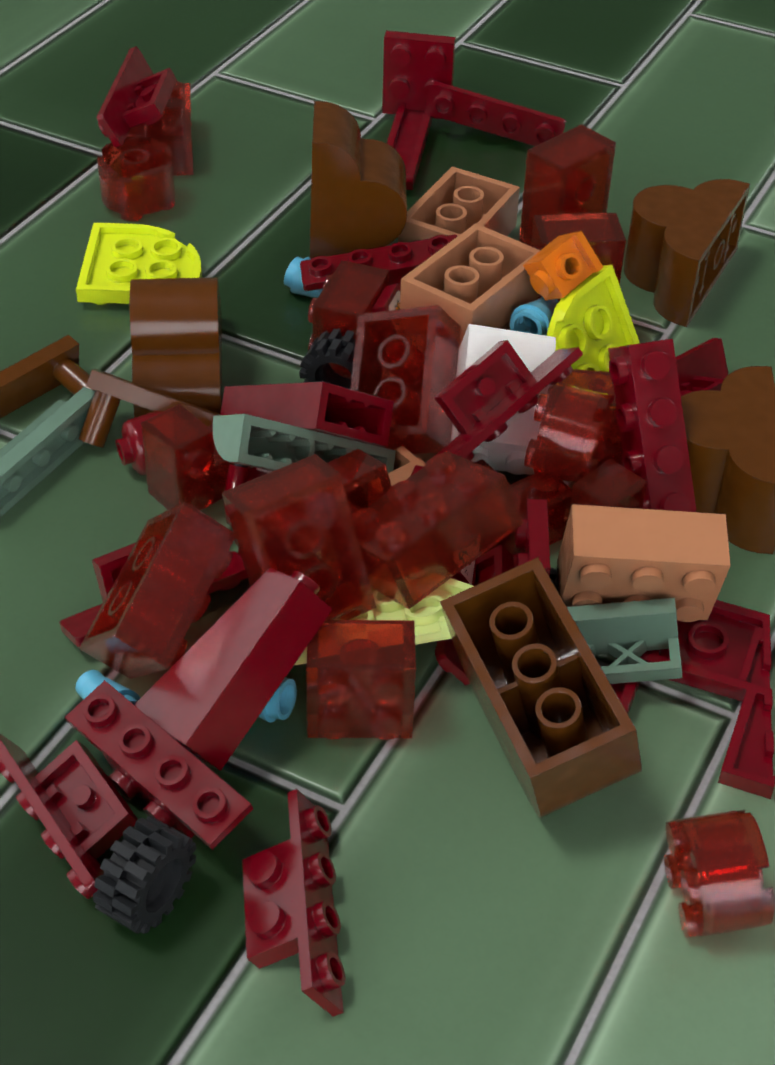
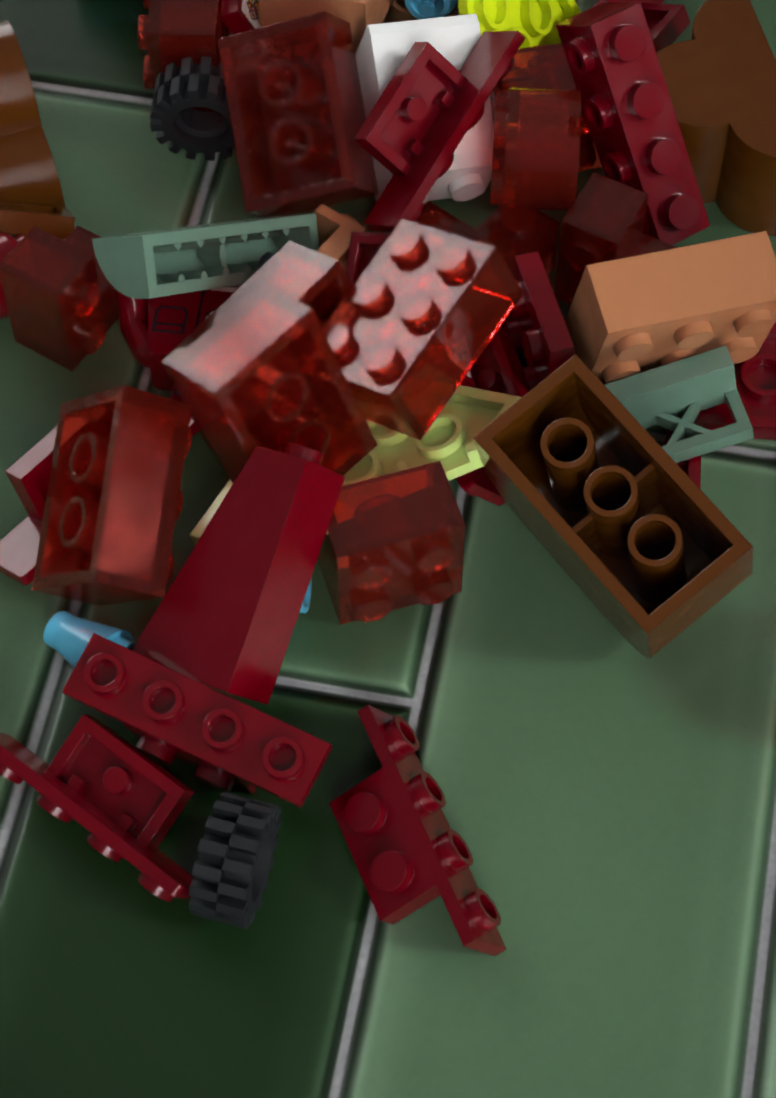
camera: 15 degrees left, 15 degrees up
(315, 407) = (190, 194): dark red slope -> none

